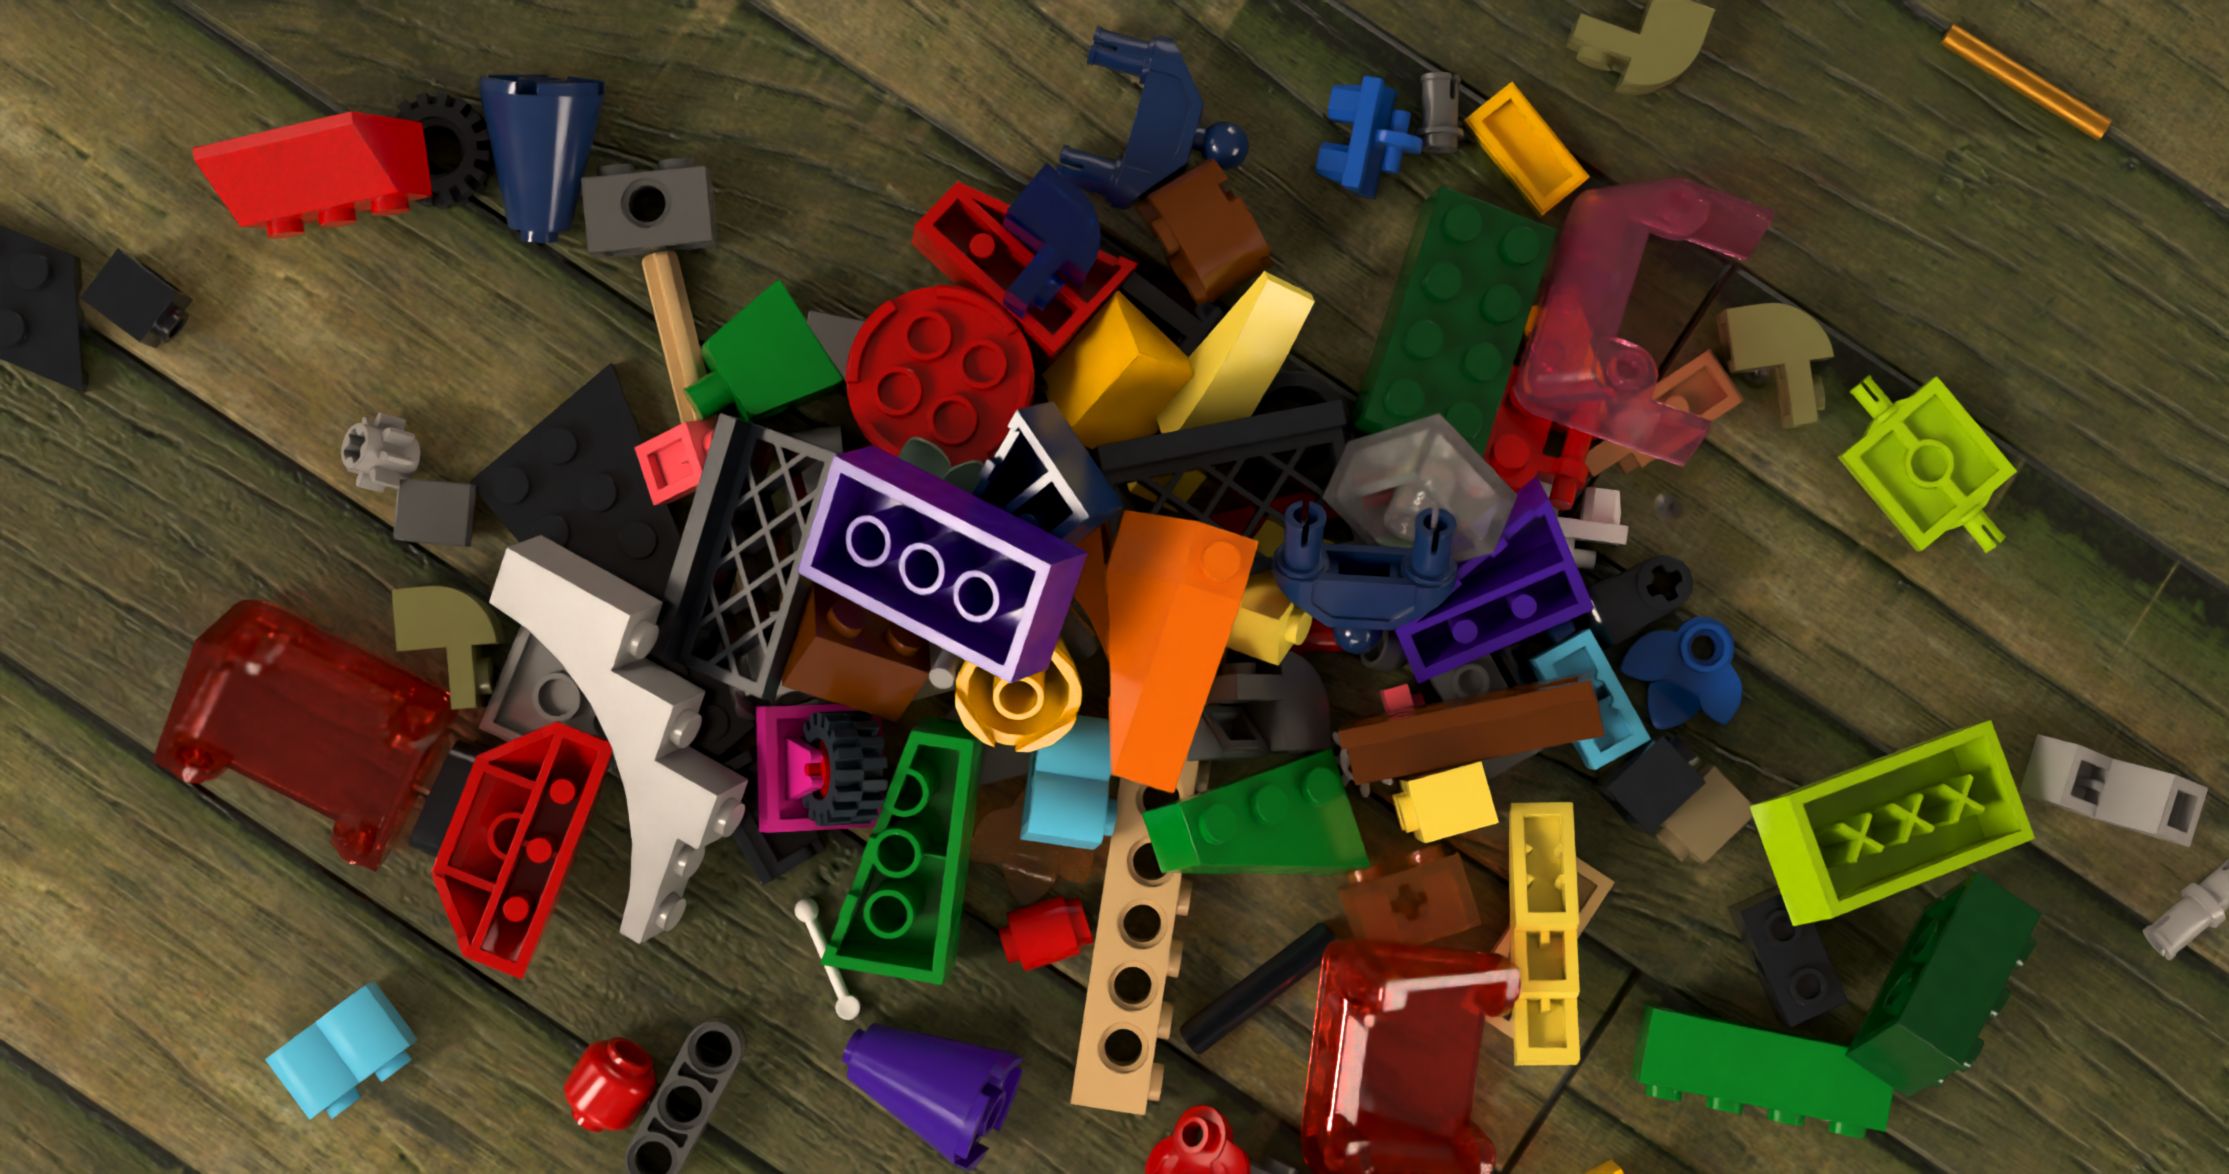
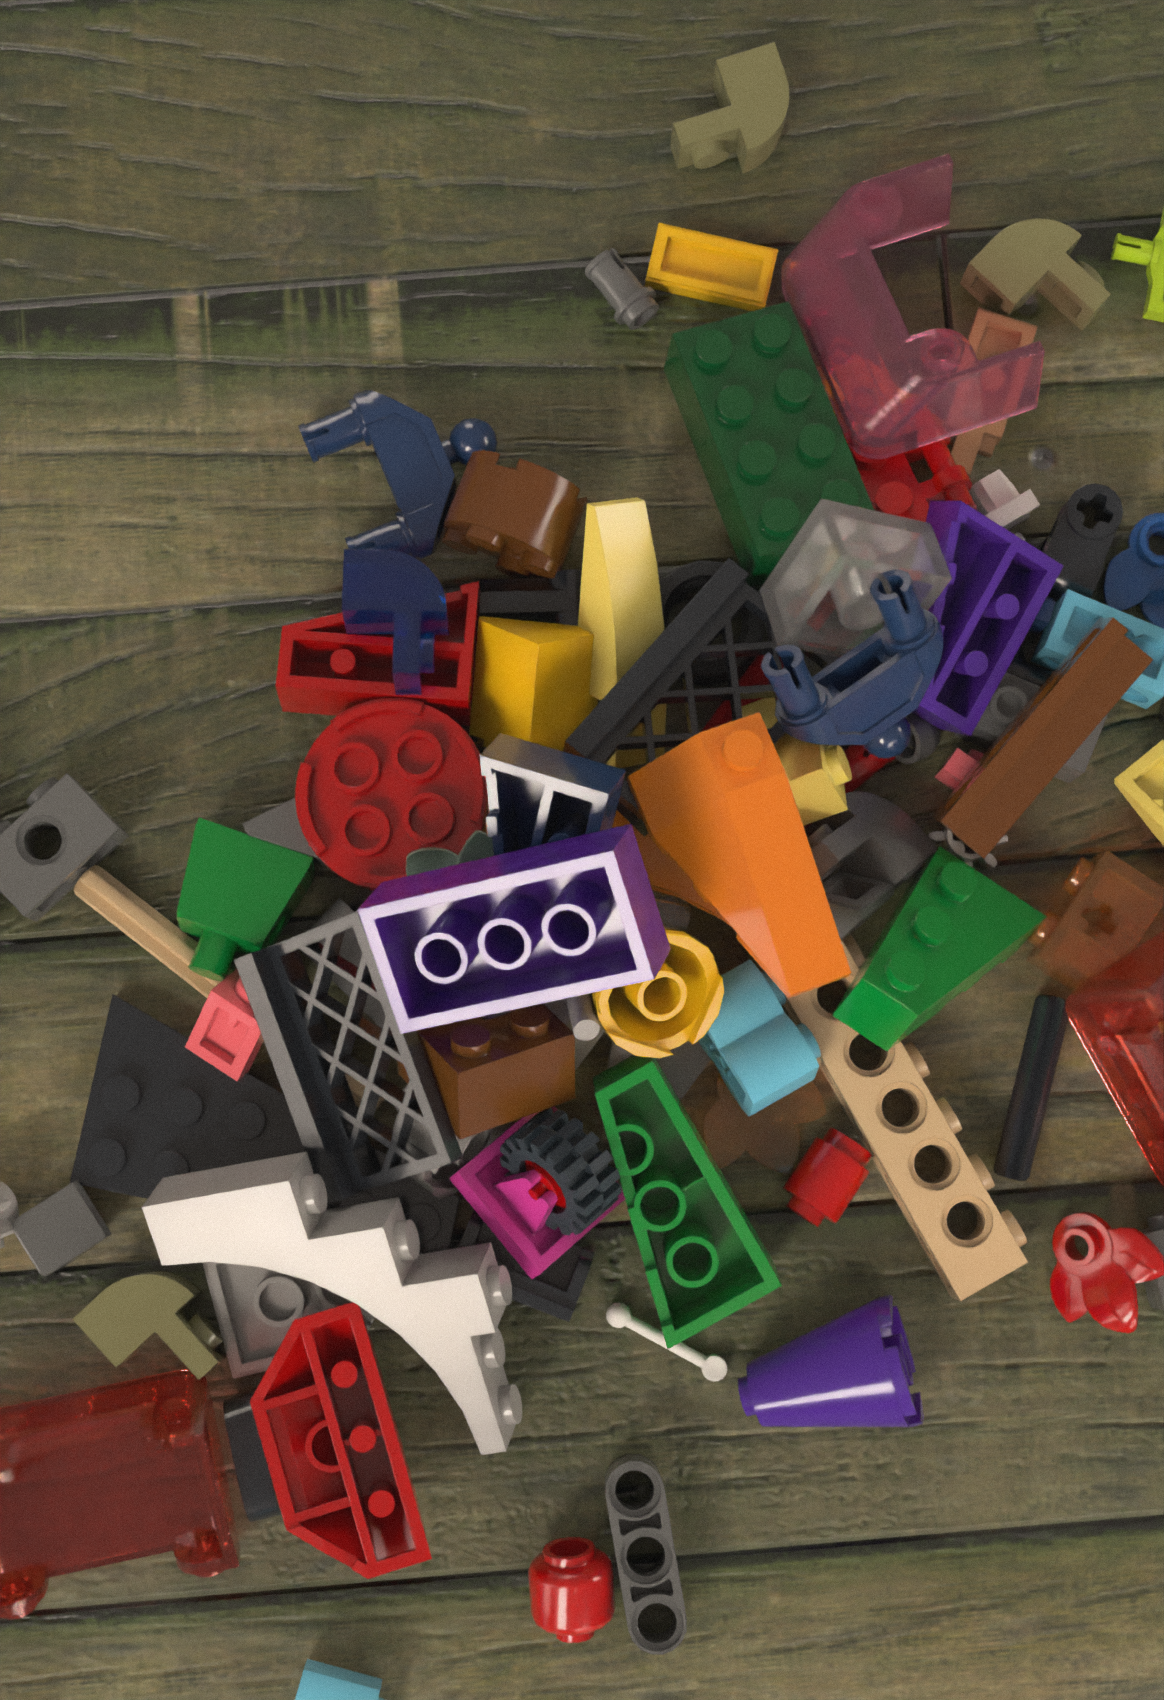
camera: 45 degrees left, 5 degrees down
(1376, 138) = (566, 328): blue hips -> none
(1444, 802) = (1064, 817): light yellow brick -> none

